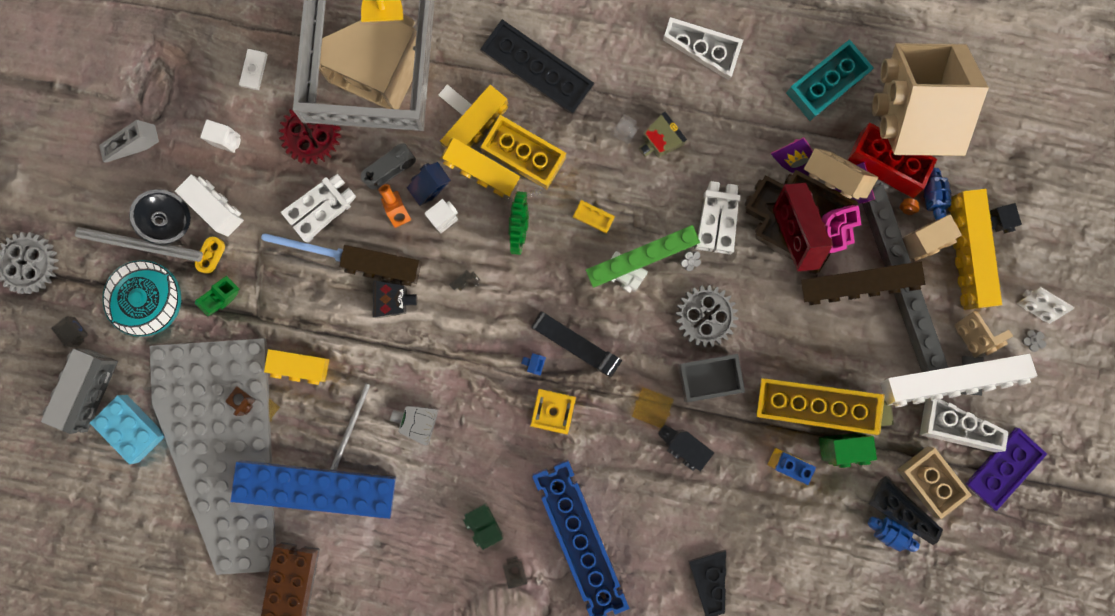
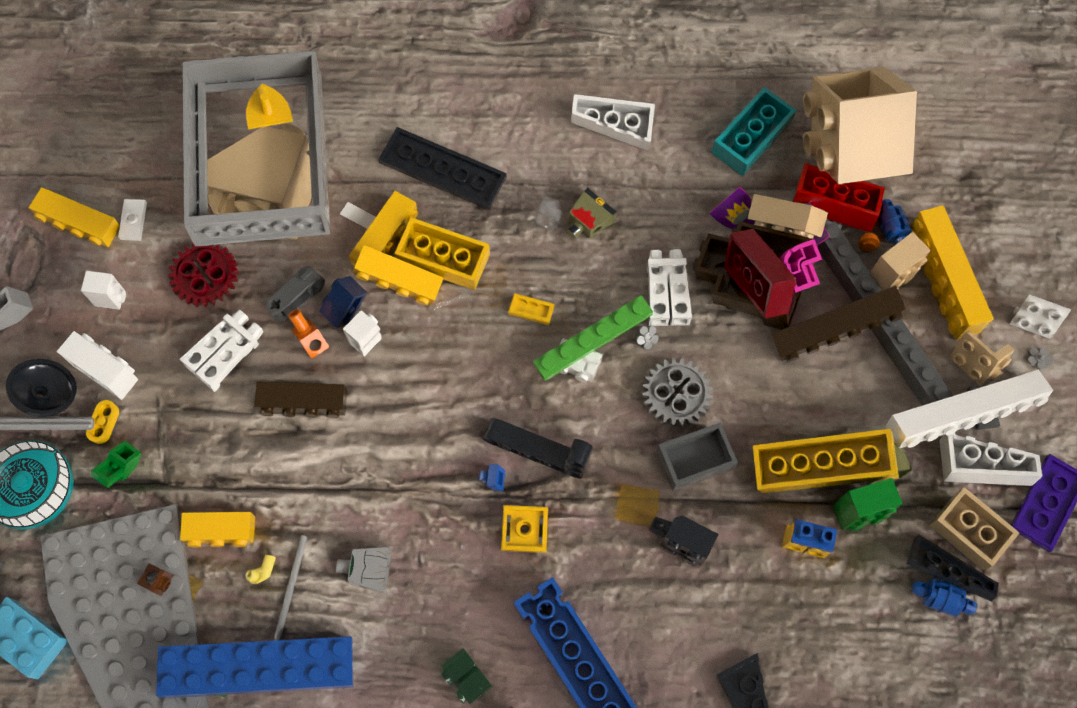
camera: 15 degrees left, 15 degrees down
(202, 59) = (74, 217): none -> yellow brick
(303, 246) = (215, 395): light blue bar -> none
(328, 409) = (263, 572): none -> light yellow arm
(391, 299) = (318, 435): black torso -> none
(462, 281) = (396, 400): clear smoke bracket -> none
(518, 222) = (449, 323): green gear -> none
(1005, 218) = (973, 237): black brick -> none

